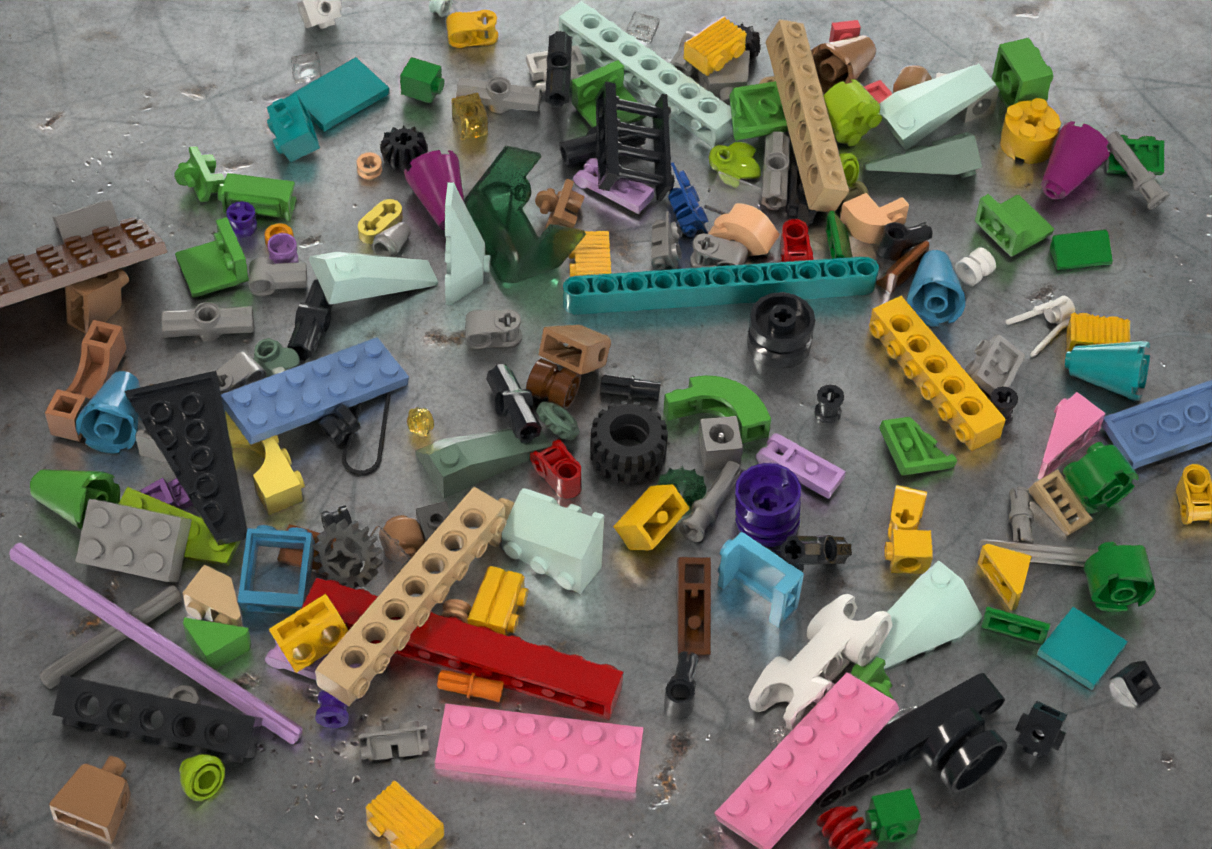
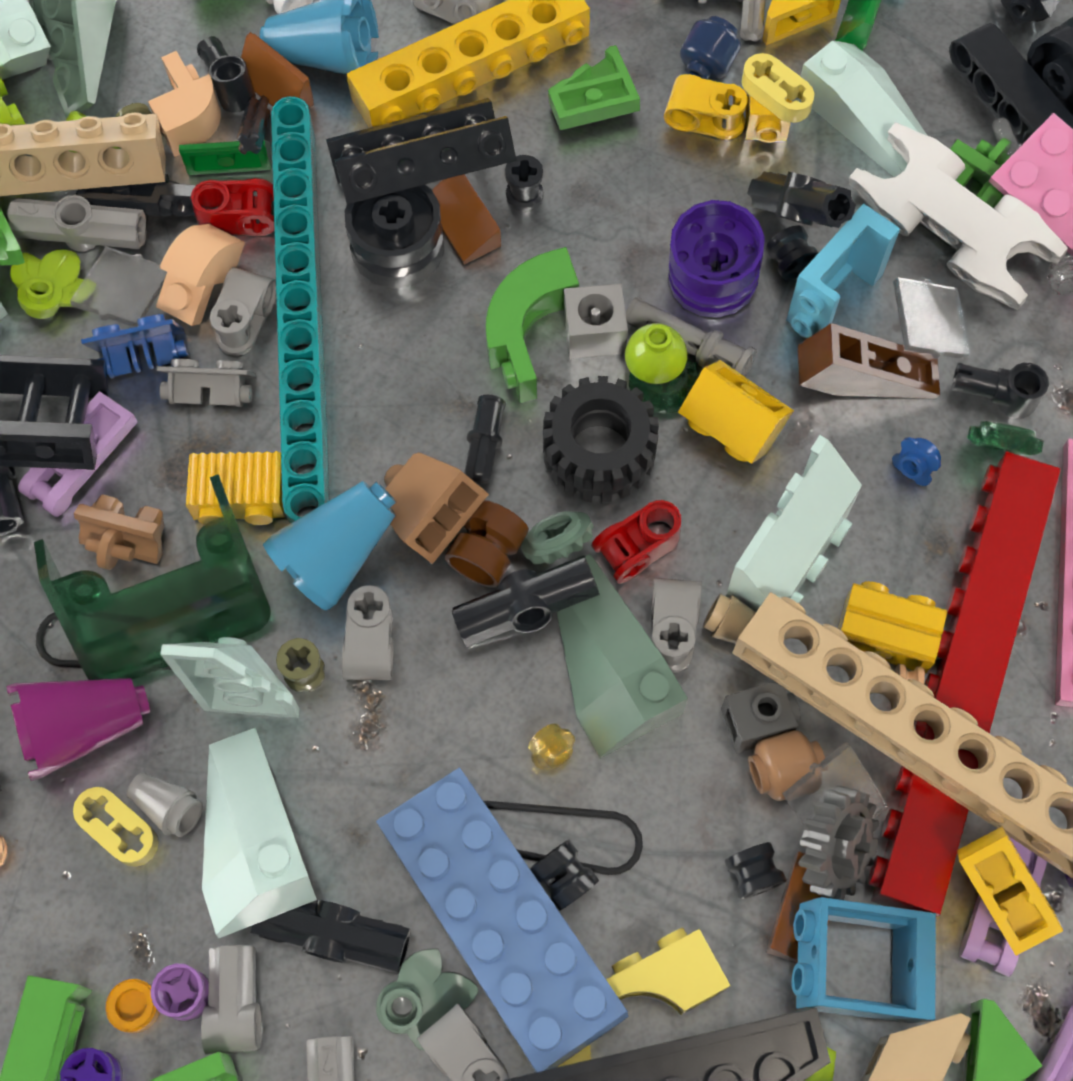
camera: 85 degrees left, 15 degrees up
(470, 685) = (1027, 666): orange axle -> none
(473, 292) = (304, 652): none -> olive bush
(502, 480) = (675, 618): none -> light grey piece
(542, 295) = (332, 542): none -> dark azure cone
(622, 630) = (917, 460): none -> blue plate
(636, 677) = (1005, 438): none -> clear green gear
(694, 473) = (656, 353): none -> lime brick
(737, 647) = (931, 318): none -> clear piece
(802, 375) = (466, 219): none -> dark orange slope
(810, 469) = (626, 226): lavender plate -> none
(840, 335) = (420, 150): none -> black fence
(851, 246) = (253, 125): none -> black axle
(908, 537) = (780, 85): none -> light yellow beam
(958, 516) = (710, 48): none -> dark blue head

